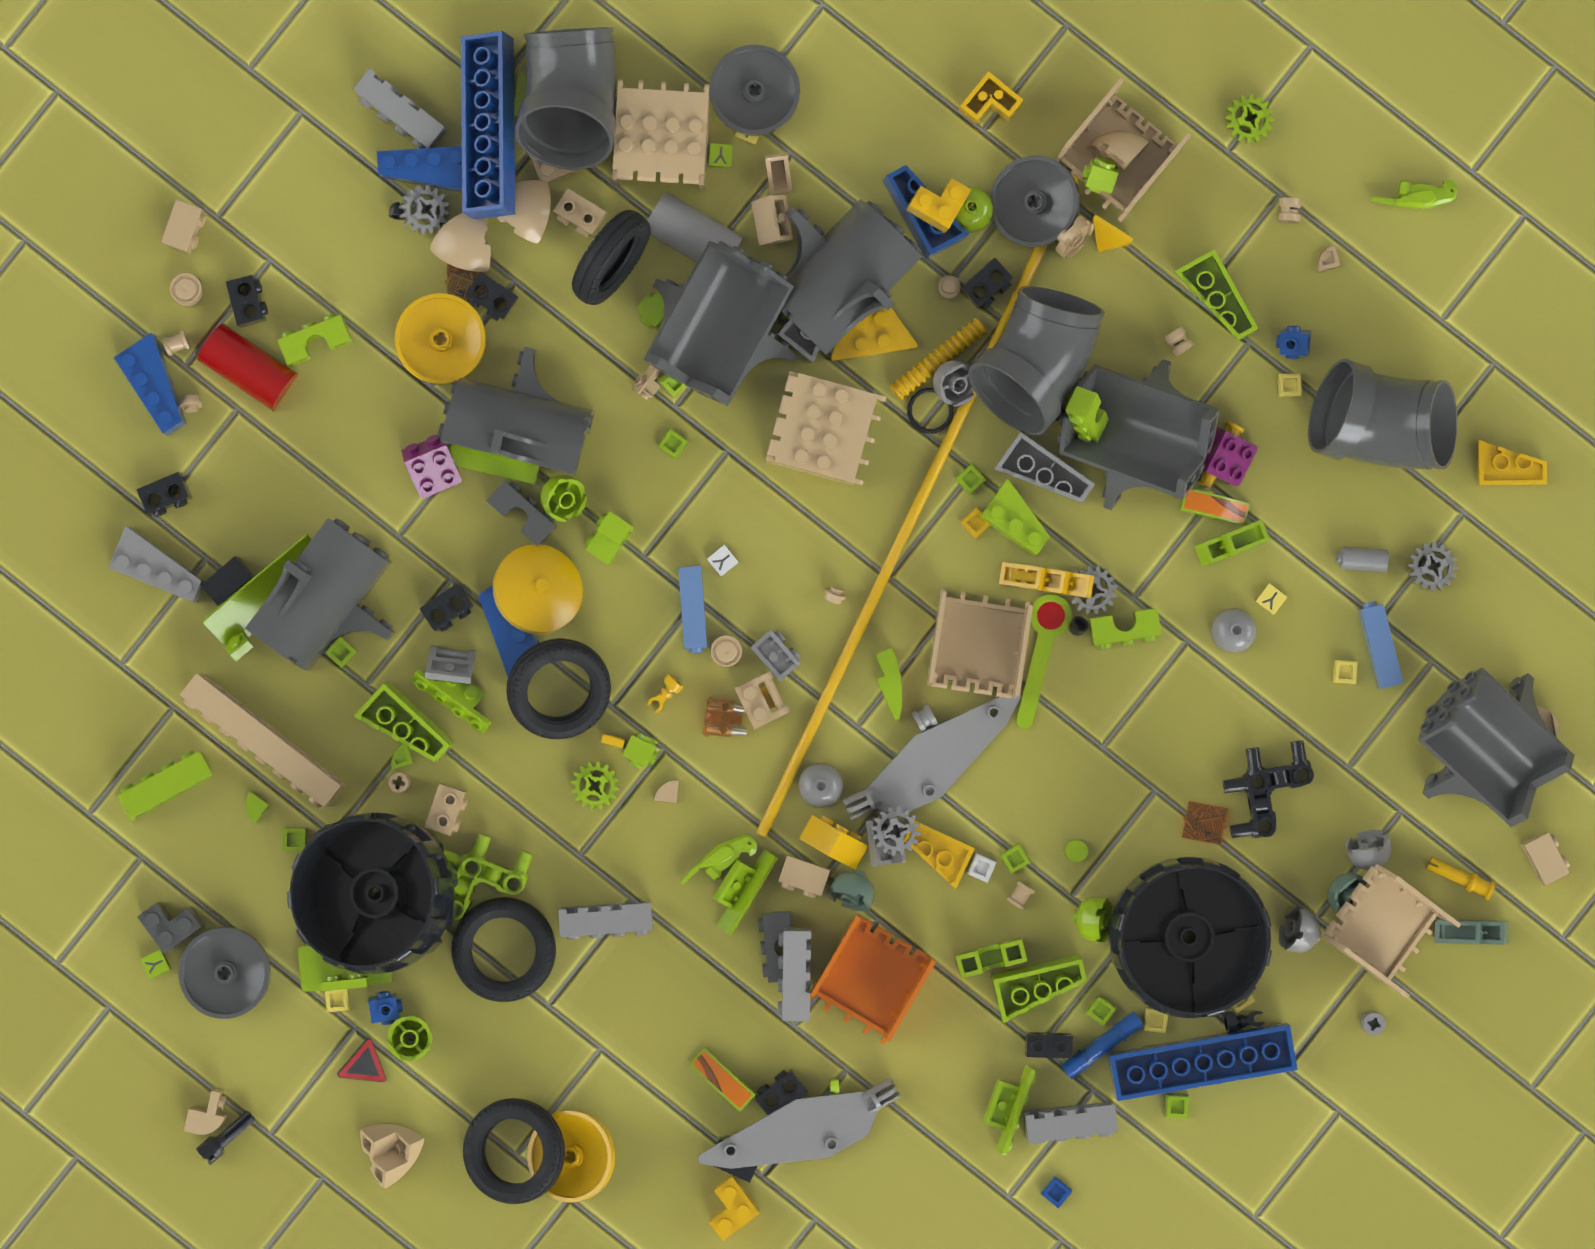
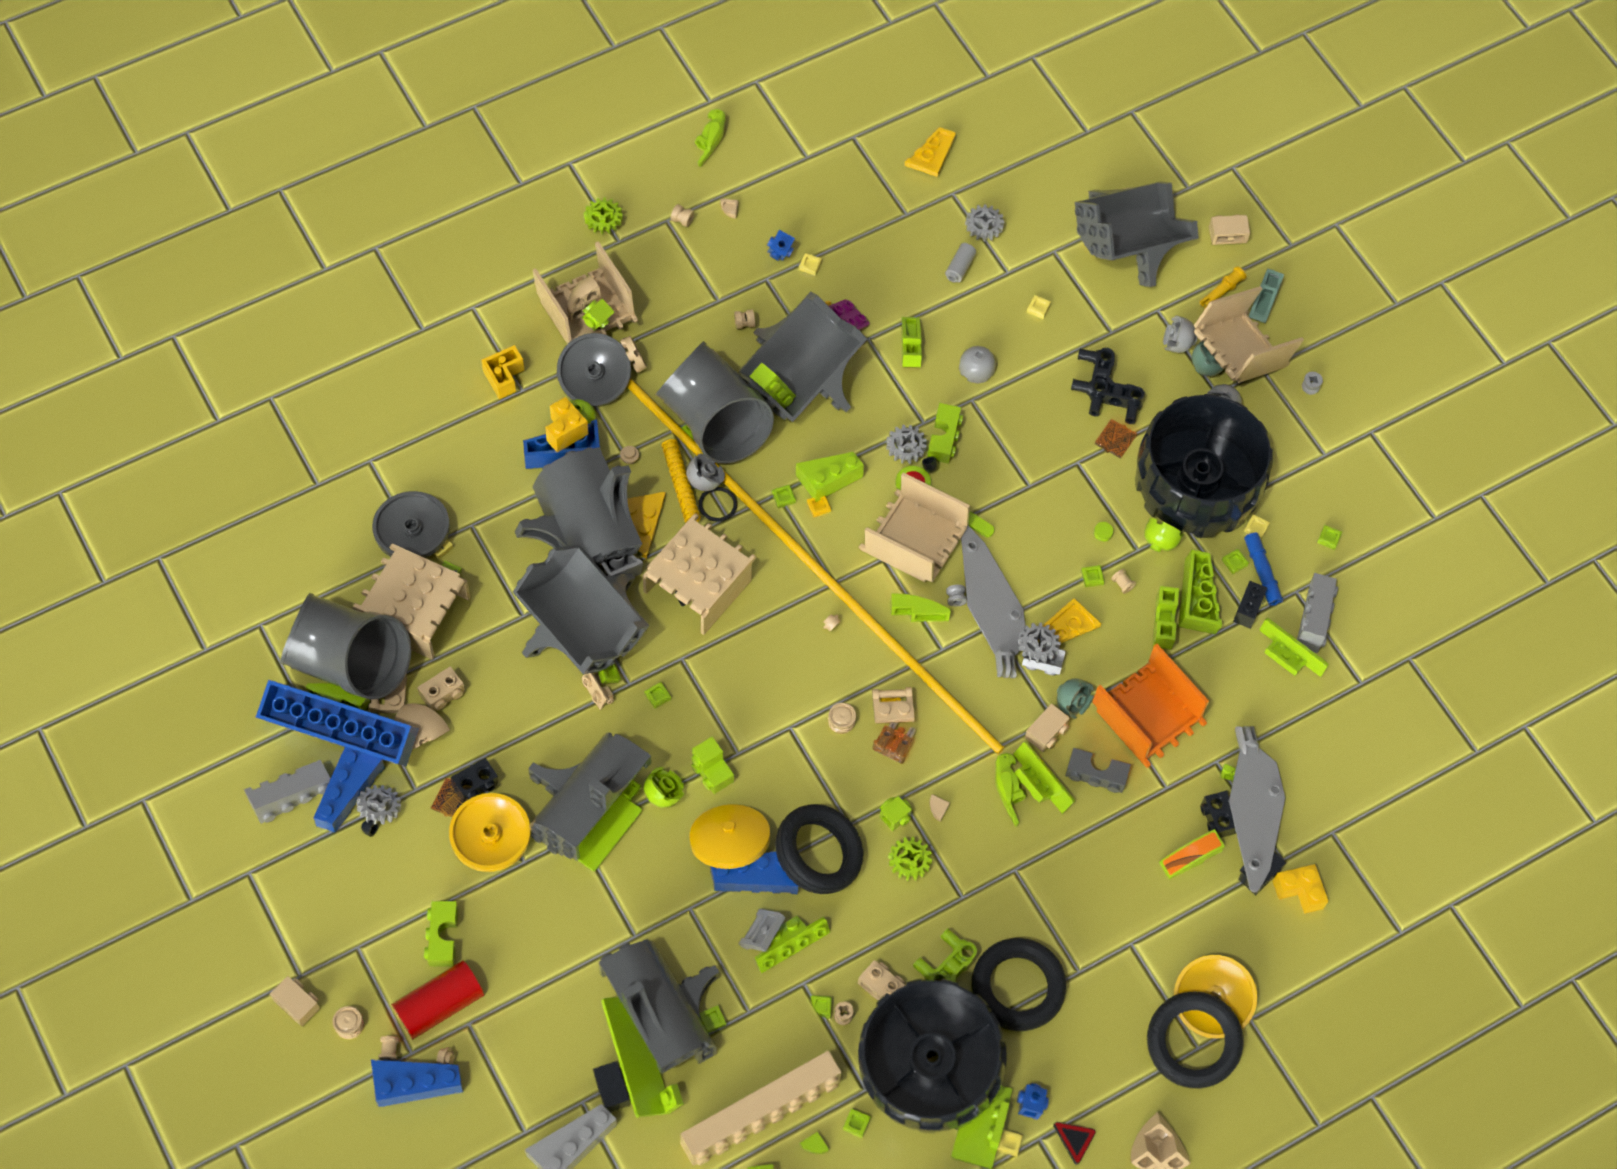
camera: 70 degrees left, 25 degrees down
(163, 489) = (508, 1110): black brick -> none
(241, 303) = (380, 981): black brick -> none
(399, 1041) = (1067, 1087): lime cylinder -> none
(404, 722) = (790, 989): lime wedge -> none
(430, 466) = (589, 882): bracket -> none
(444, 602) = (710, 917): black brick -> none
(463, 244) = (421, 783): tan brick -> none
(507, 498) = (675, 818): dark grey arch -> none
(605, 919) = (1024, 893): light grey wedge -> none
(611, 257) = (490, 666): black tyre -> none
(613, 740) = (878, 830): yellow tile -> none
(652, 310) = (546, 664): lime brick -> none
(673, 685) = (852, 768): yellow piece -> none
(687, 228) = (494, 619): light grey brick -> none
(692, 608) = (797, 728): medium blue brick -> none
(722, 560) = (767, 694): white tile -> none
(771, 221) = (517, 552): tan brick -> none
(776, 654) = (860, 680): light grey bracket -> none
(778, 173) = (482, 536): tan slope -> none
(796, 974) = (1126, 756): light grey wedge -> none
(820, 785) = (978, 691): light grey cylinder -> none
(834, 841) = (1027, 694): yellow brick -> none
(981, 867) = (1091, 601): white tile -> none
(983, 280) = (638, 427): black brick -> none
(1042, 468) = (799, 439): light grey wedge -> none
(1046, 580) = (885, 470): yellow slope -> none
(1056, 1192) = (1369, 646): blue tile -> none
(1108, 236) = (644, 334): yellow slope -> none
(1202, 1061) = (1301, 503): blue brick -> none
(1215, 507) = (877, 343): slope -> none
(1216, 290) = (721, 279): lime wedge -> none
(1231, 1022) = (1277, 473): black piece -> none
(1271, 599) = (964, 333): light yellow tile -> none
(1380, 645) = (1029, 275): medium blue brick -> none
(1383, 418) = (861, 206): dark grey cylinder -> none

